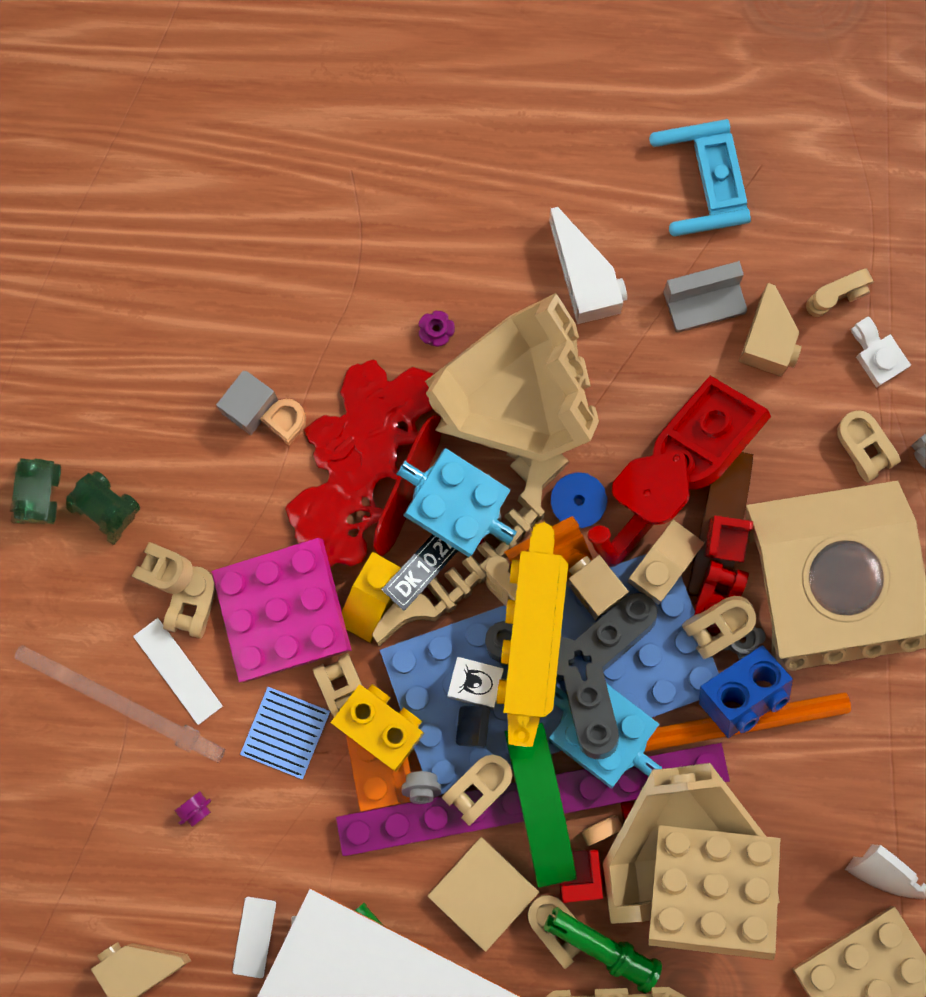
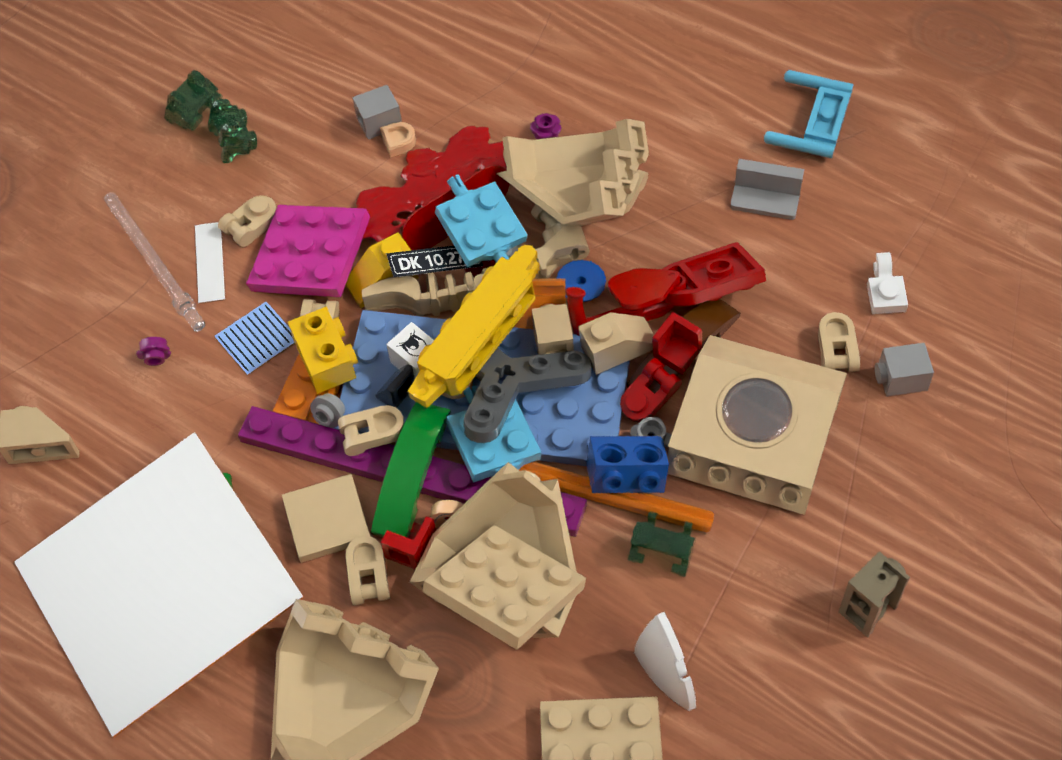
camera: 30 degrees right, 20 degrees down
(164, 569) = (245, 186): tan plate -> none
(254, 937) = (140, 457): white sticker -> none
(588, 275) = (681, 138): white slope -> none
(618, 957) = (398, 611): green pin -> none
(733, 617) = (647, 401): tan plate -> none
(771, 335) = (800, 235): tan slope -> none
(818, 752) = (663, 541): none -> clear green piece
(851, 286) = (878, 228): tan plate -> none

